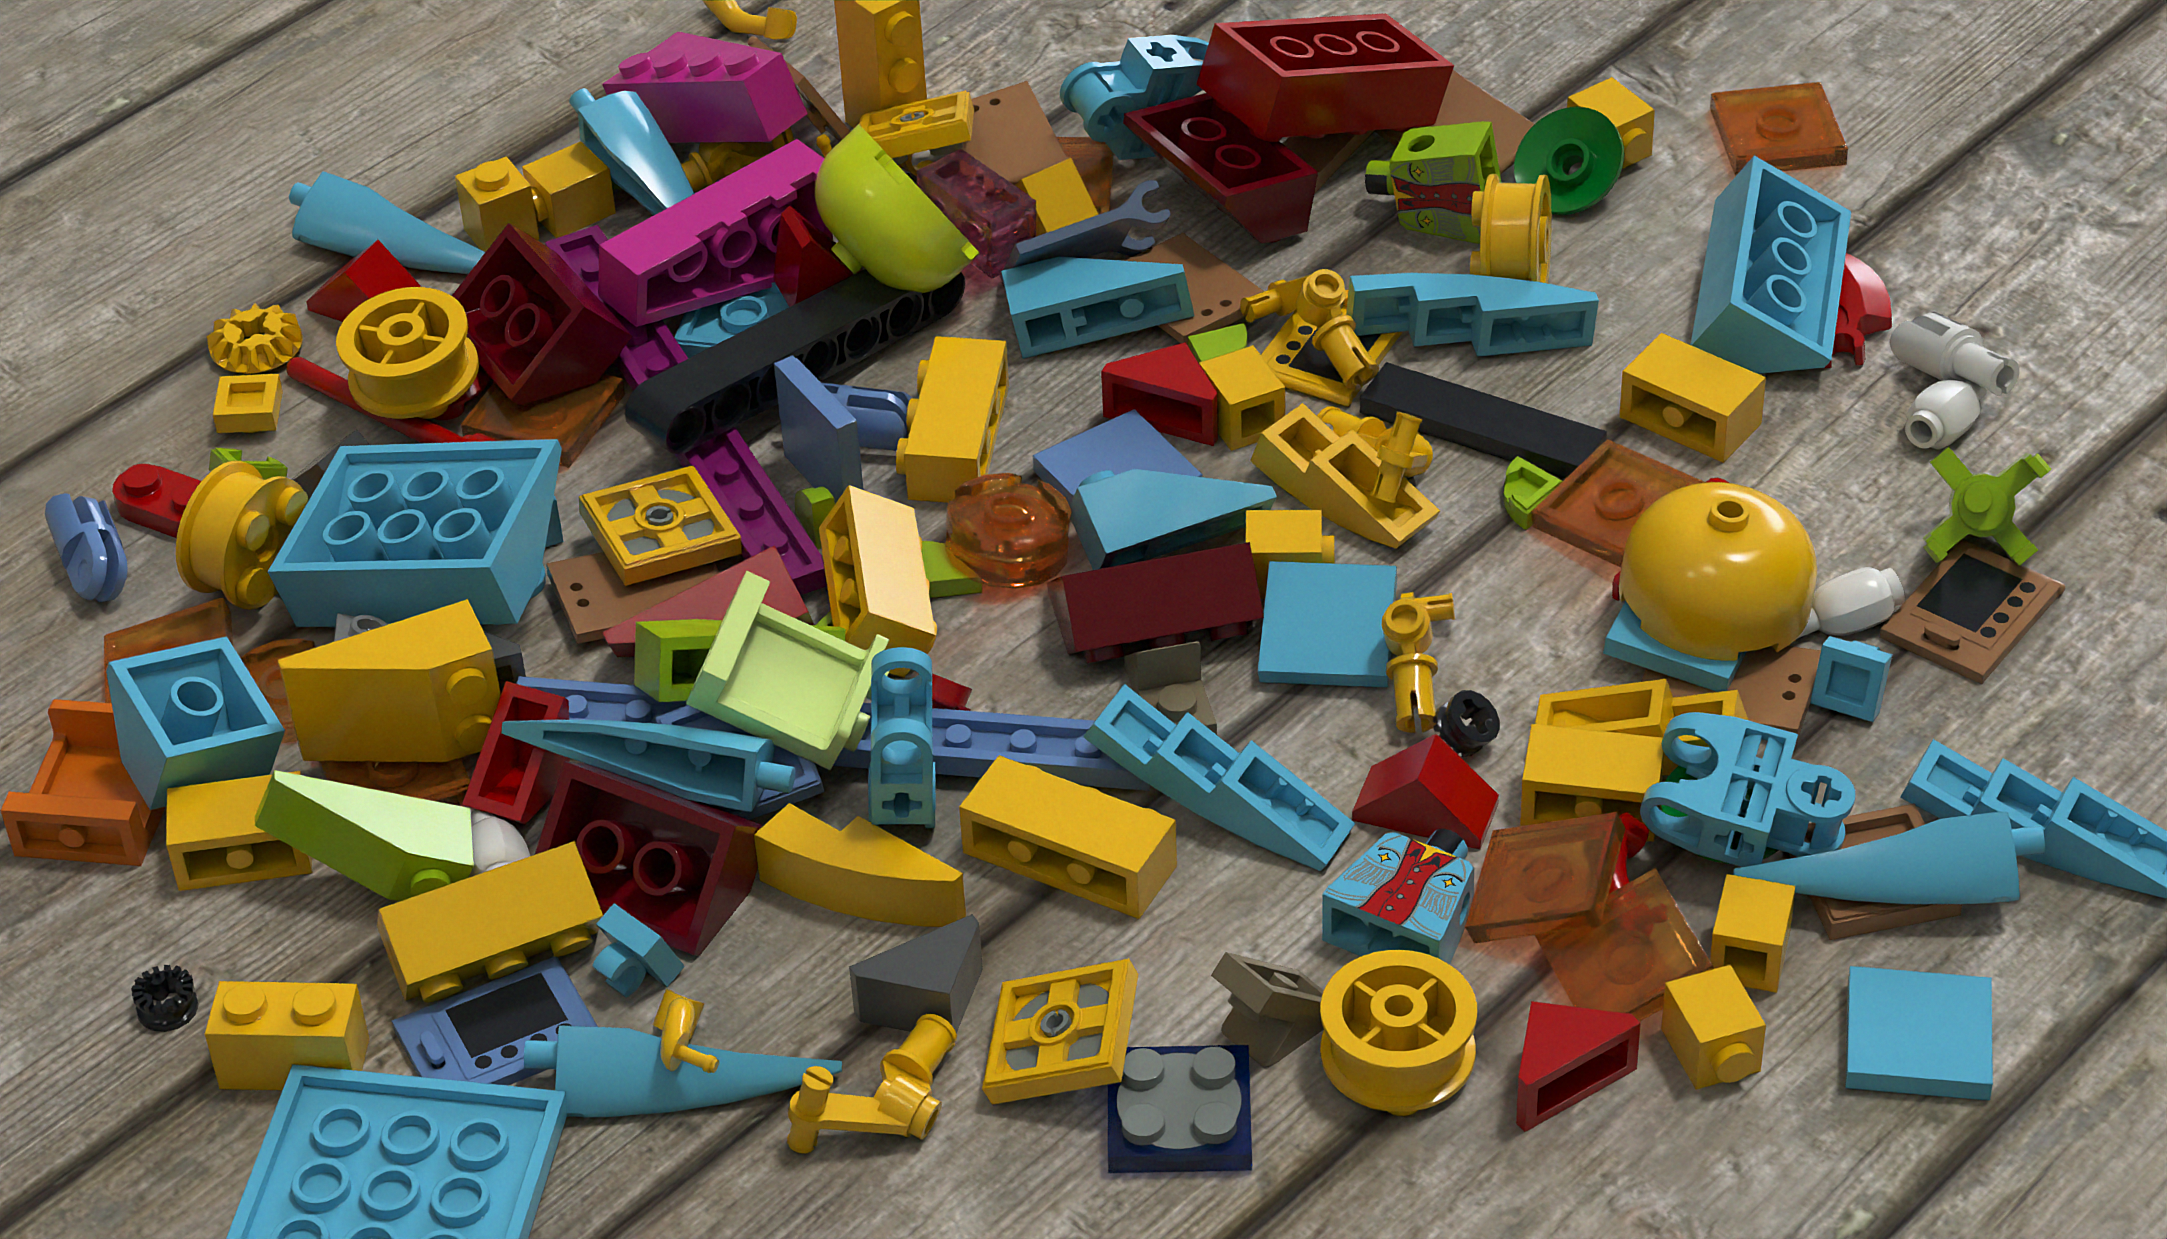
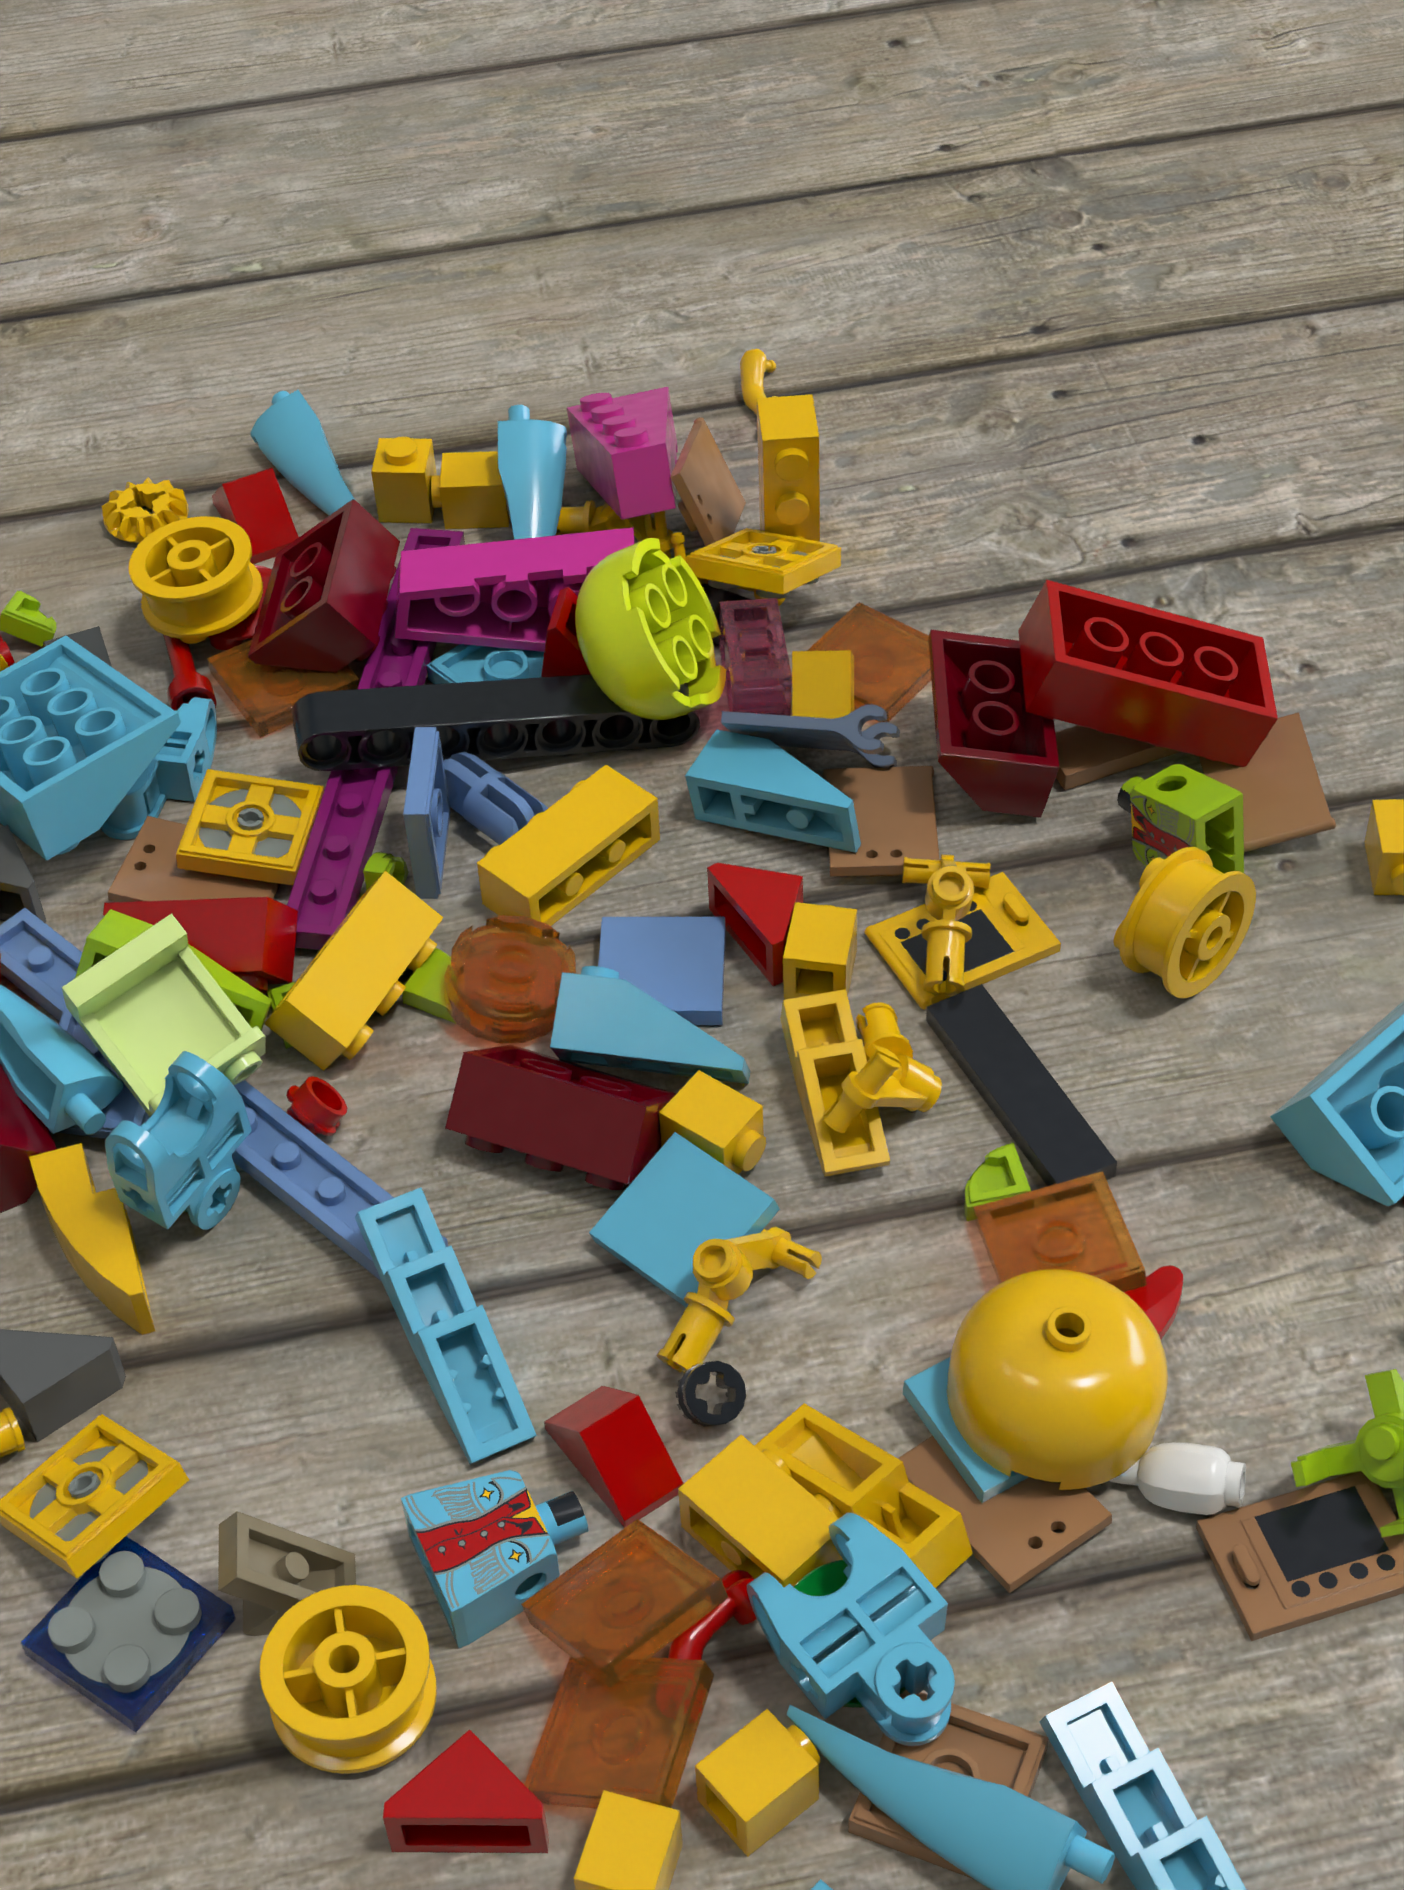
camera: 35 degrees right, 5 degrees up
(247, 403) = (81, 563): yellow plate -> none
(1013, 133) = (850, 606): medium nougat container -> none
(1068, 836) = (285, 1304): yellow brick -> none
(1147, 75) = (965, 603): medium azure piece -> none
(1171, 682) = (502, 1213): dark tan slope -> none
(1218, 342) = (859, 892): lime tile -> none
(1488, 310) = (1115, 984): medium azure slope -> none
(1567, 139) = (1328, 864): green dish -> none
(1692, 397) = (1228, 1170): yellow brick -> none
(1851, 678) = (1106, 1560): medium azure tile -> none

